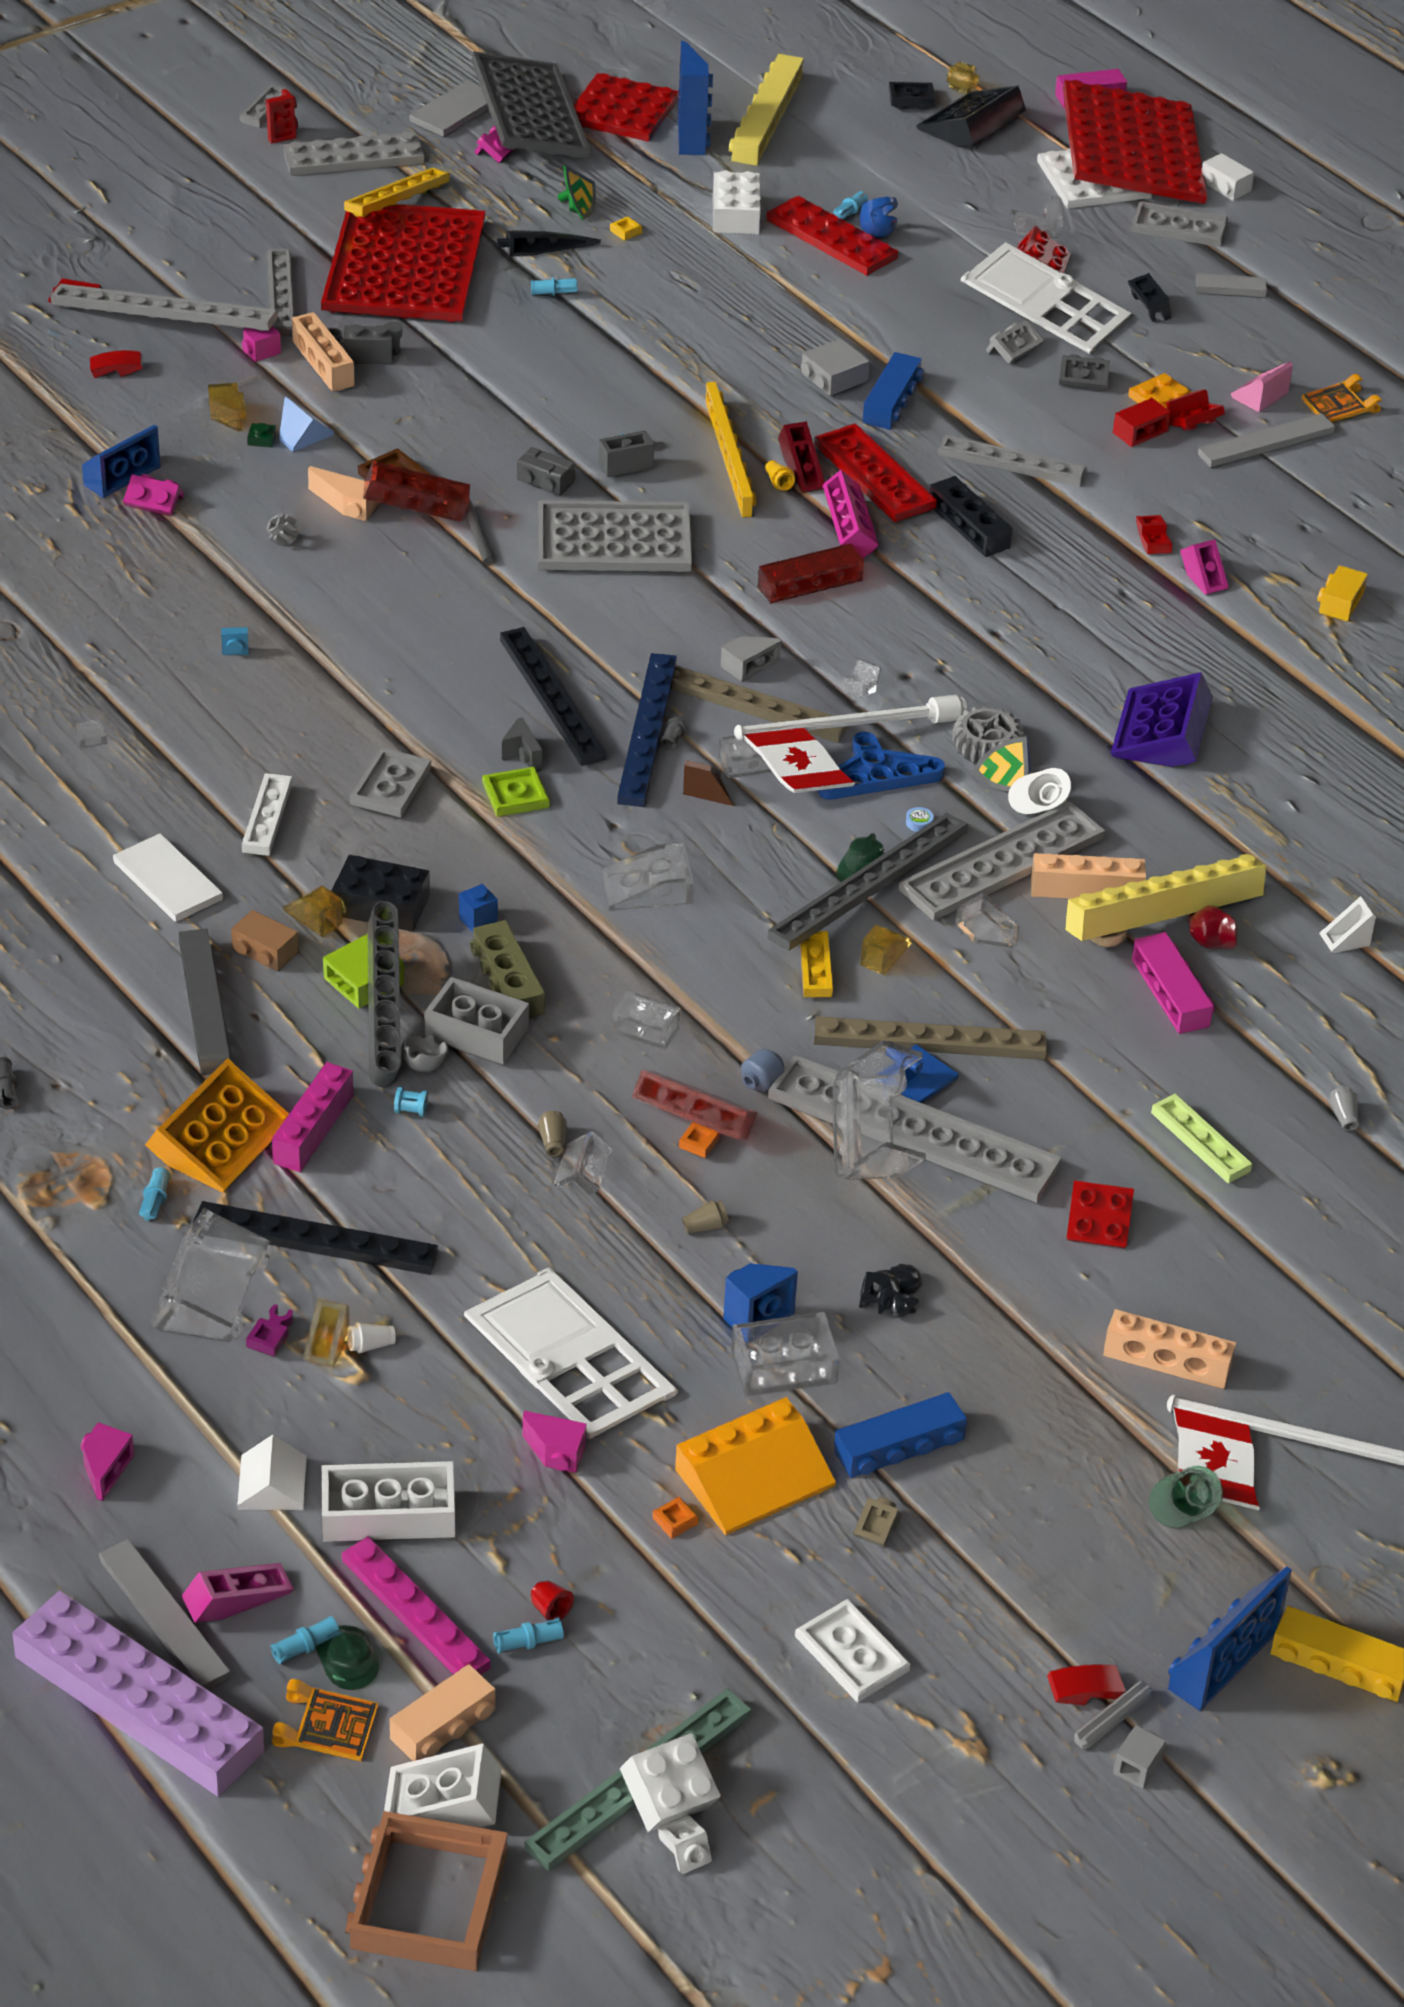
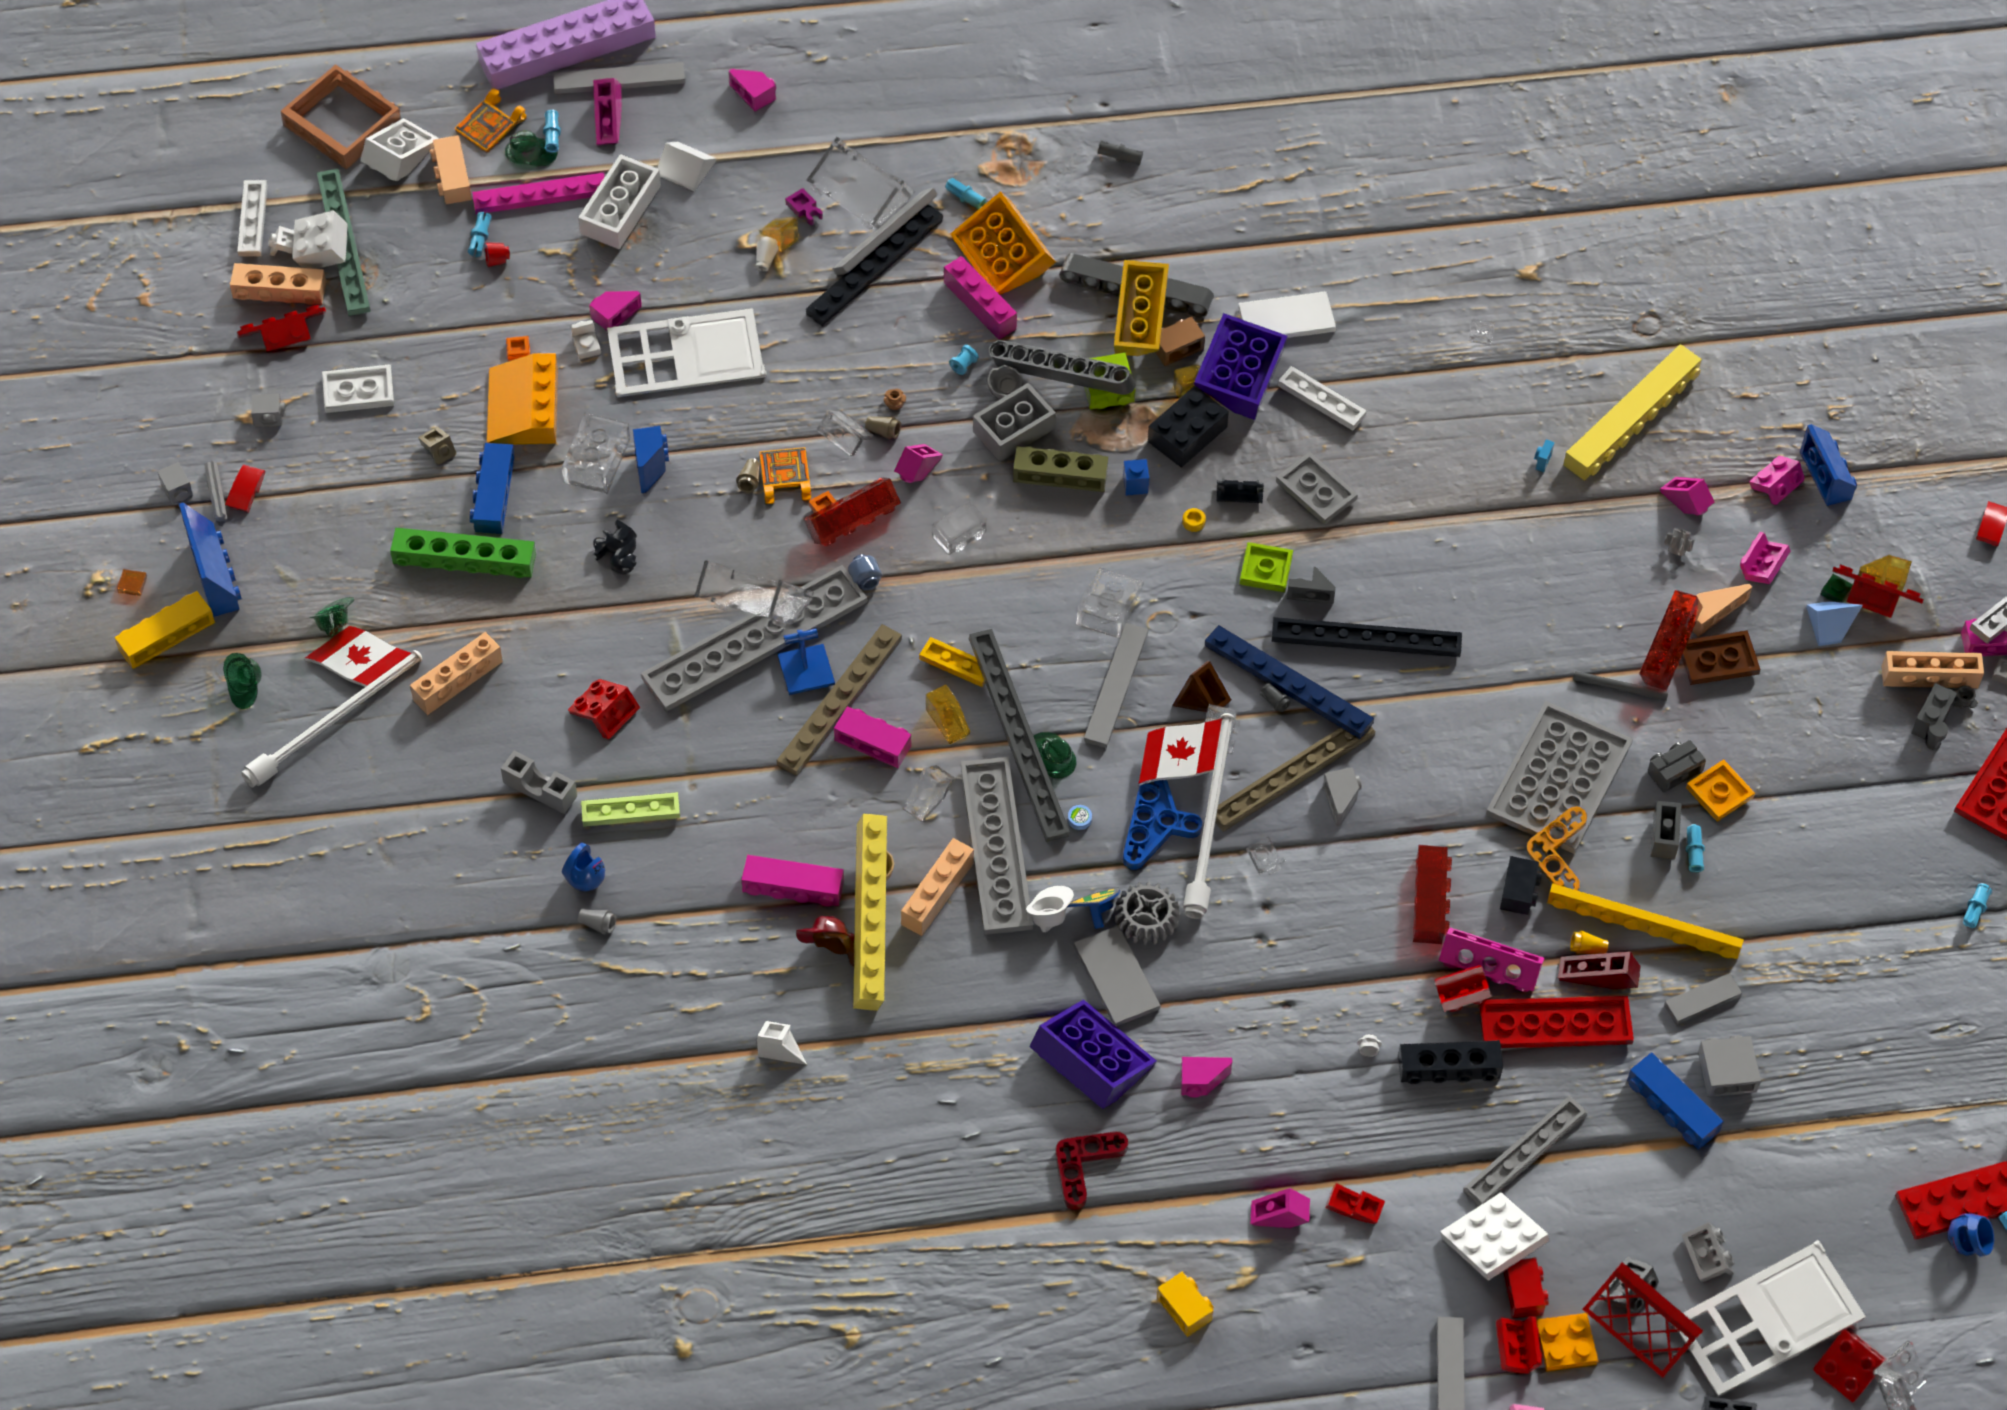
camera: 120 degrees right, 15 degrees up
(134, 599) = (1632, 412): none -> light yellow brick
(217, 540) = (1688, 494): none -> dark pink slope
(254, 961) = (1140, 307): none -> yellow slope
(257, 401) = (1874, 595): none -> red bracket
(264, 477) = (1763, 559): none -> dark pink bracket
(274, 862) = (1240, 364): none -> dark purple slope
(285, 1242) = (884, 231): none -> light grey tile
(433, 834) = (1240, 491): none -> black hinge
(494, 860) = (1194, 520): none -> yellow tile
(504, 1143) = (894, 403): none -> medium nougat plate
(551, 439) = (1720, 790): none -> light orange plate
(584, 1083) = (917, 462): none -> dark pink slope
(619, 1453) = (585, 339): none -> white bracket
(669, 1904) = (252, 218): none -> white plate
(674, 1195) = (783, 470): none -> flag
(697, 515) = (1550, 844): none -> light orange beam
(748, 1789) = (278, 284): none -> light nougat brick
(754, 525) = (1519, 885): none -> black brick
(755, 845) = (1116, 685): none -> light grey tile
(773, 405) = (1703, 998): none -> light grey tile
(822, 1771) = (285, 331): none -> red bracket
(899, 520) = (1462, 988): none -> red bracket
(957, 987) = (872, 736): none -> dark pink brick
(961, 1718) = (267, 410): none -> light grey brick
(996, 567) = (1369, 1045): none -> white plate
(1010, 1422) = (453, 545): none -> bright green brick
(1069, 737) = (1117, 976): none -> light grey tile
(1106, 335) = (1658, 1303): none -> red fence
(1115, 443) = (1494, 1236): none -> white plate
(1120, 649) = (1203, 1074): none -> dark pink slope
(1241, 1220) = (552, 791): none -> light grey arch
(1267, 707) = (1078, 1155): none -> dark red beam
(1303, 1734) = (132, 582): none -> clear orange tile
(1306, 1134) = (582, 870): none -> blue helmet
(1342, 1536) = (242, 679): none -> clear green piece

